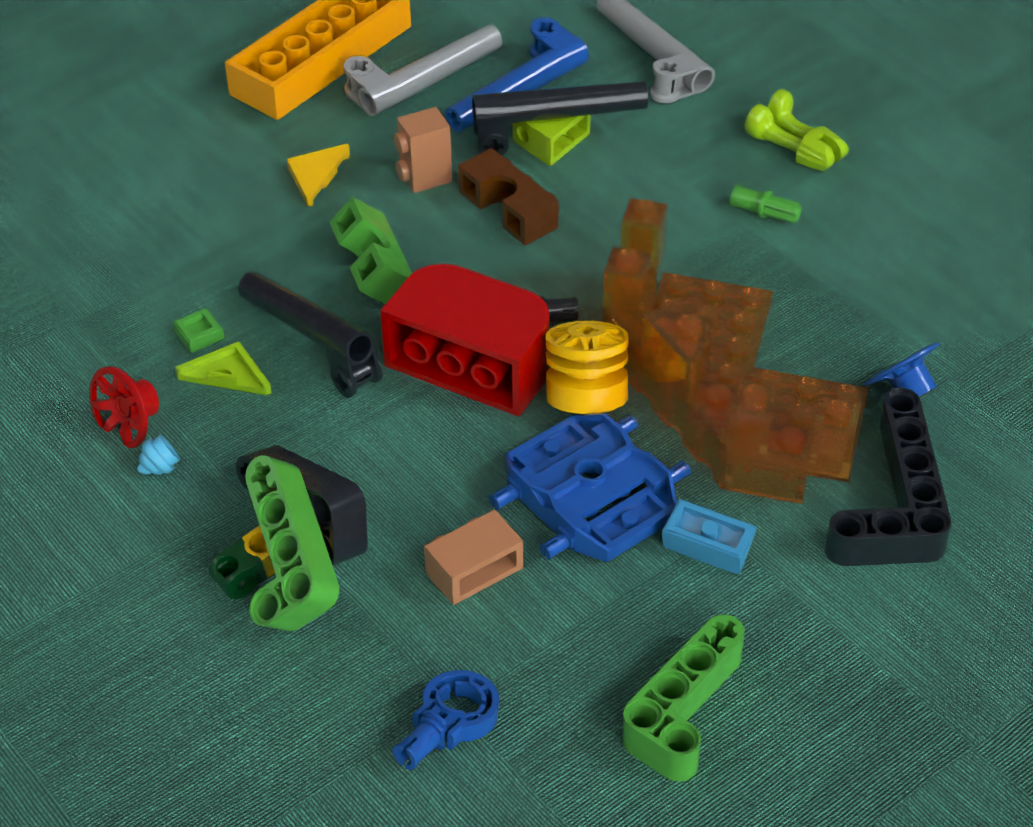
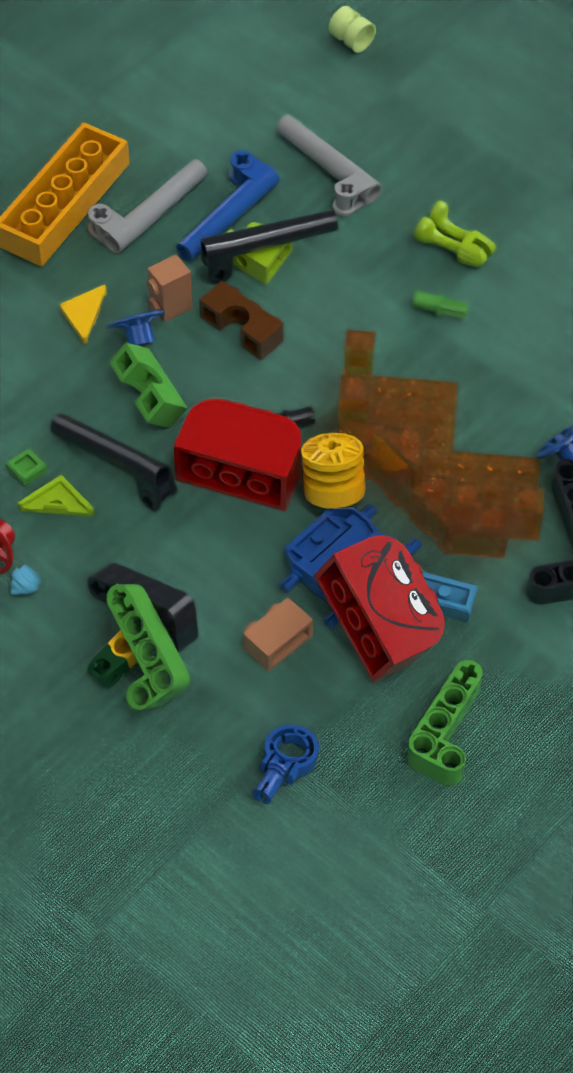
camera: 10 degrees left, 10 degrees up
(375, 190) = (137, 330): none -> blue wheel
(617, 526) = (382, 604): none -> red brick

